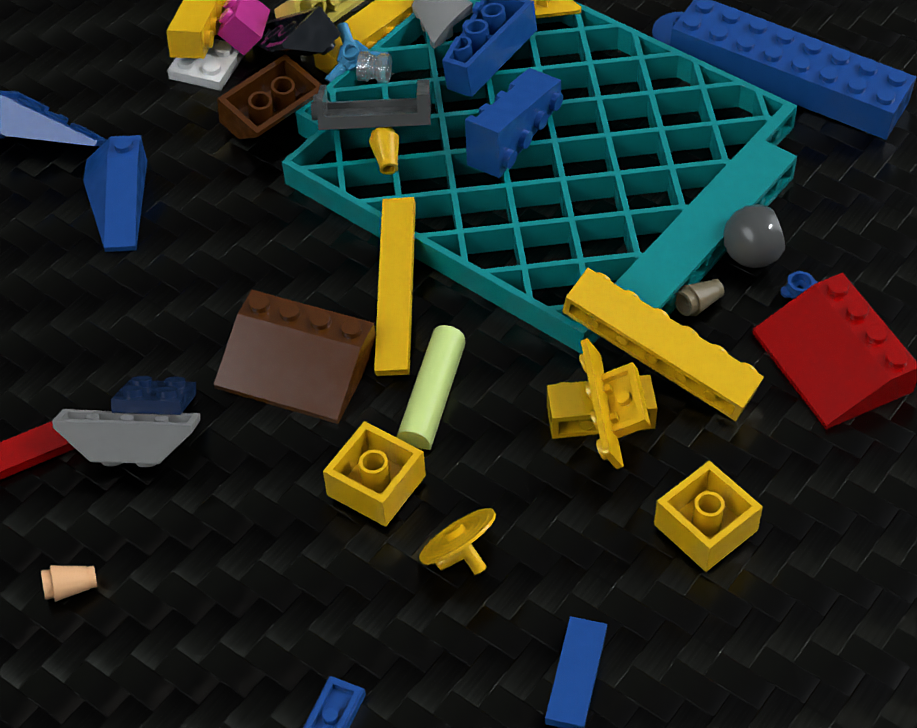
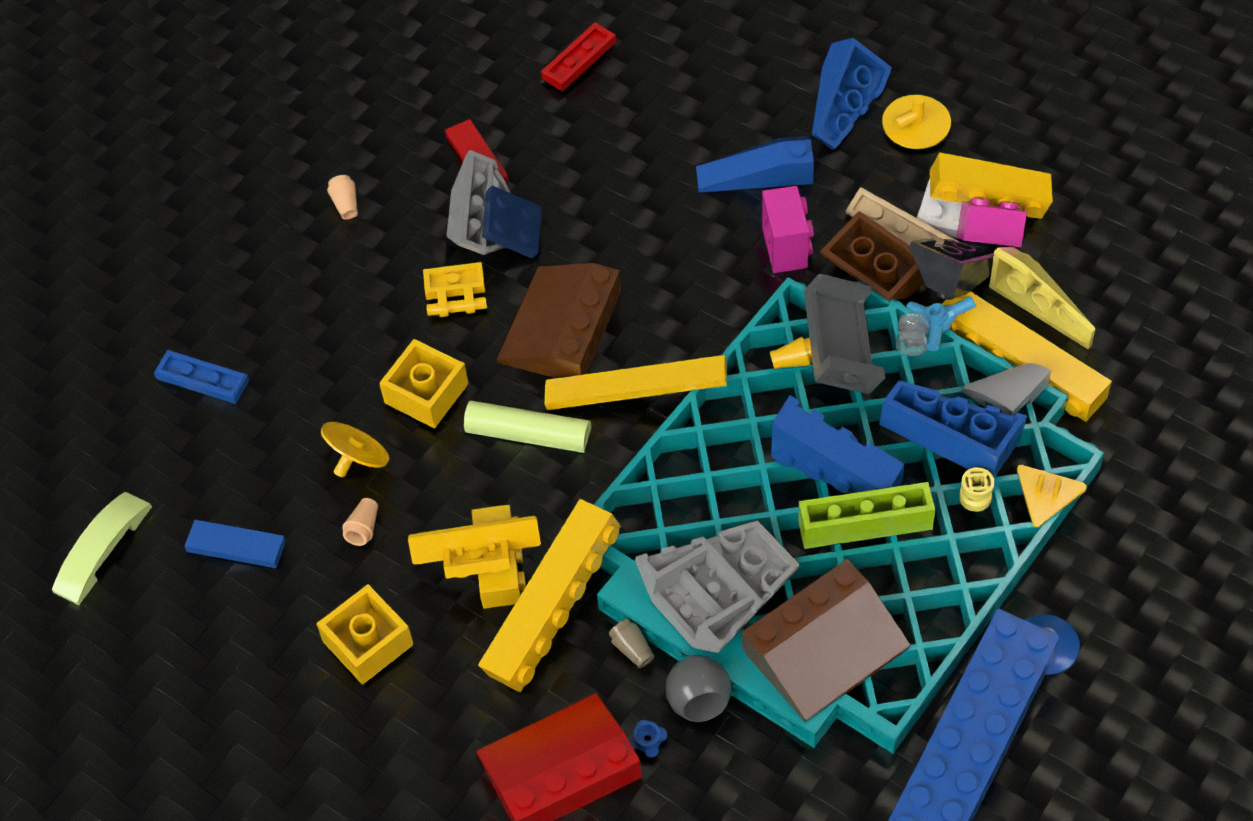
camera: 90 degrees right, 5 degrees up
(91, 78) = (916, 121): none -> yellow shield
(203, 107) = (893, 219): none -> tan tile
(220, 162) = (786, 229): none -> dark pink brick
(224, 460) = (451, 282): none -> yellow plate
(550, 34) = (976, 489): none -> light yellow wheel
(554, 536) = (360, 524): none -> light nougat cone
(582, 99) = (866, 515): none -> lime brick
(657, 208) = (716, 582): none -> light grey wedge
(705, 140) = (824, 640): none -> slope

